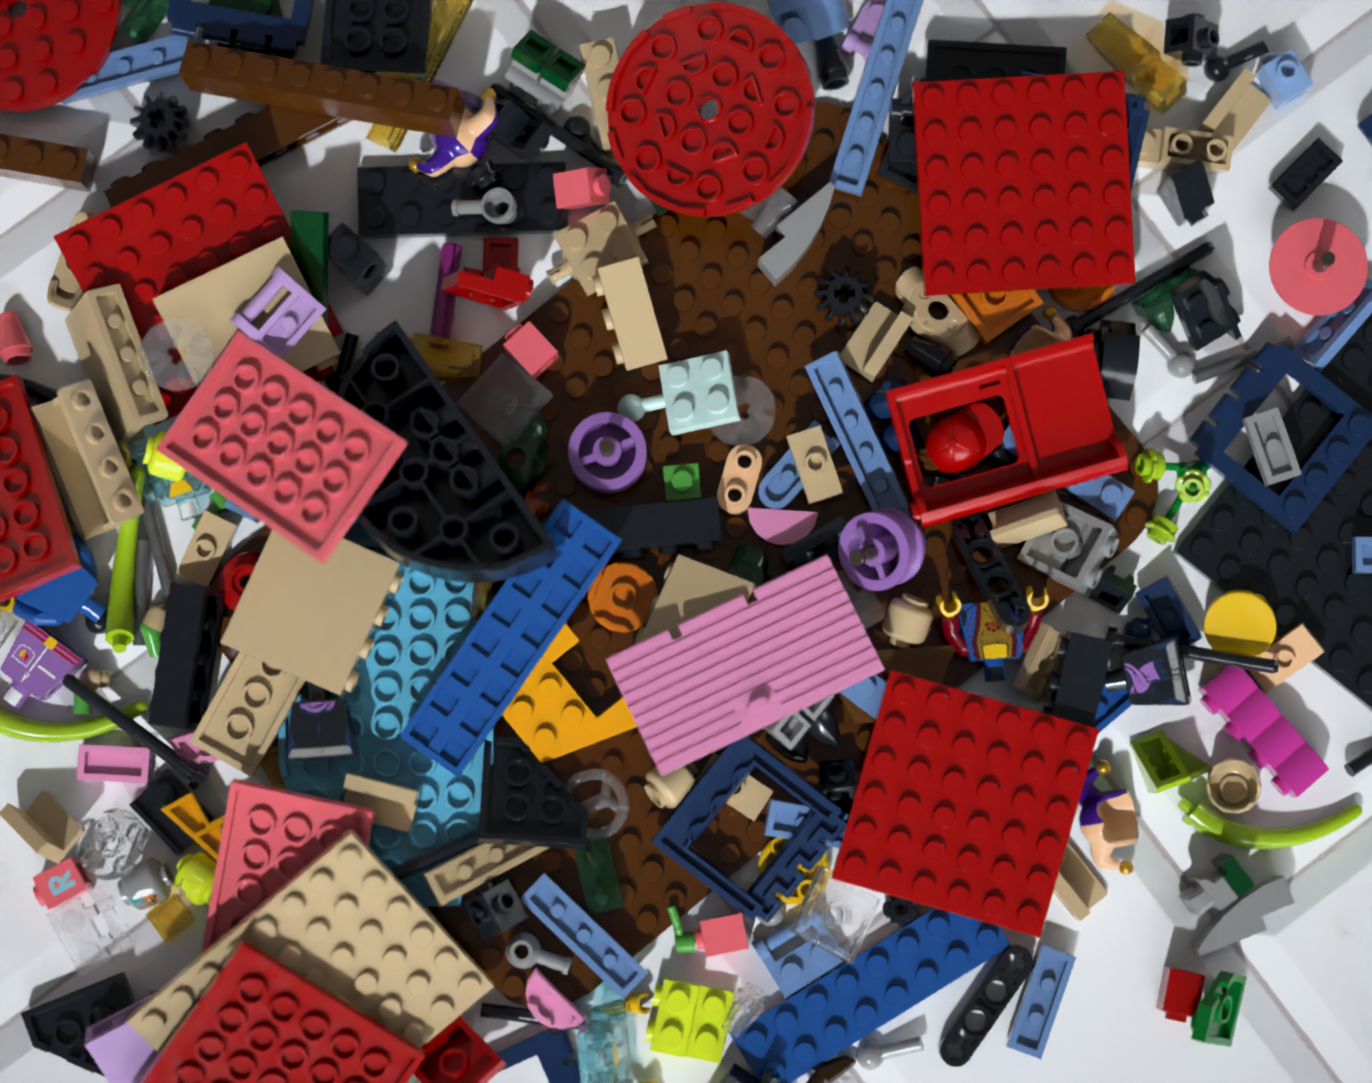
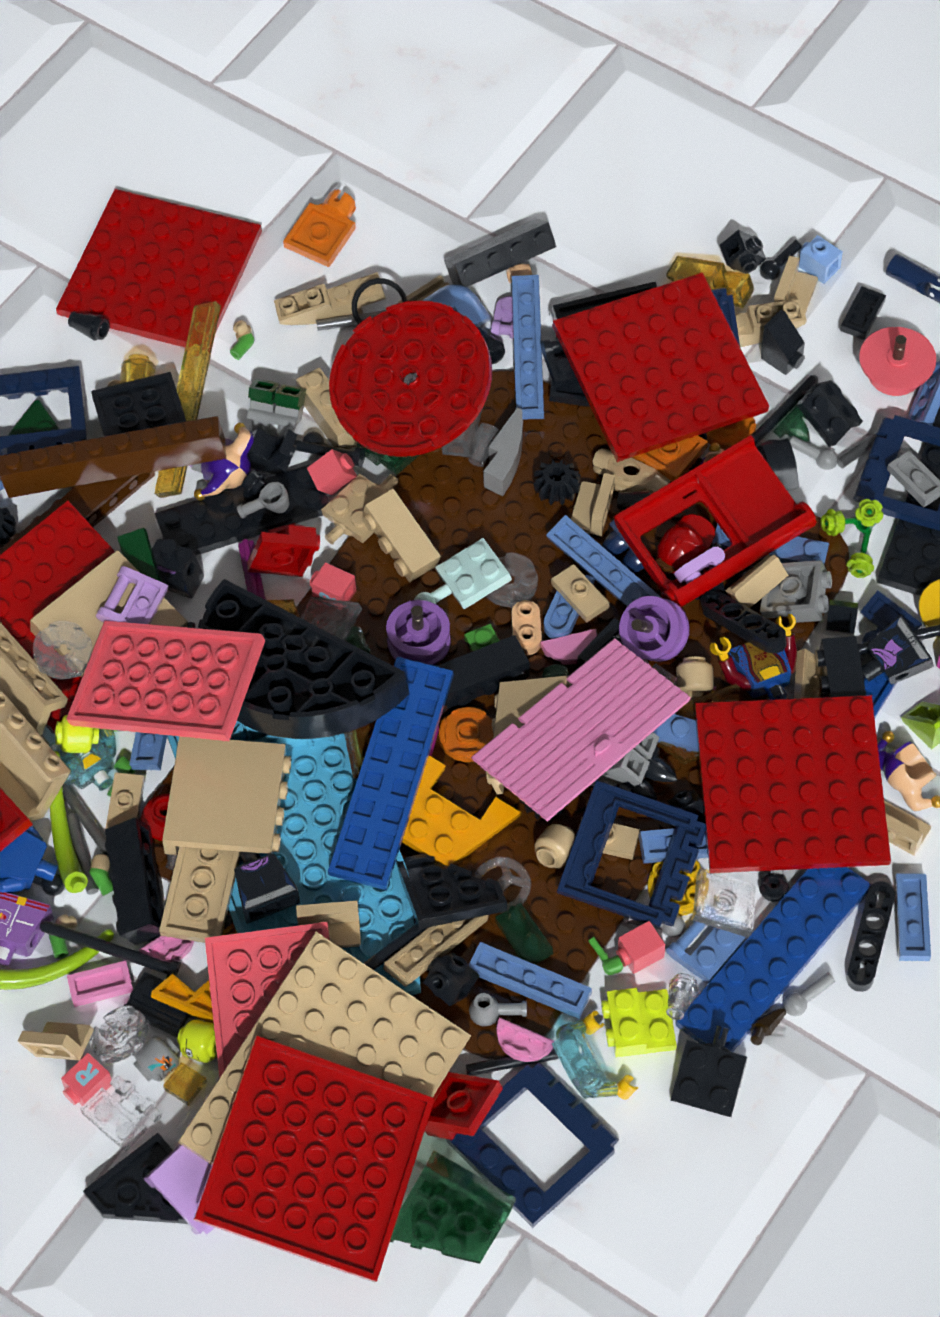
camera: 15 degrees left, 25 degrees down
(954, 487) = (707, 561): none -> lavender plate

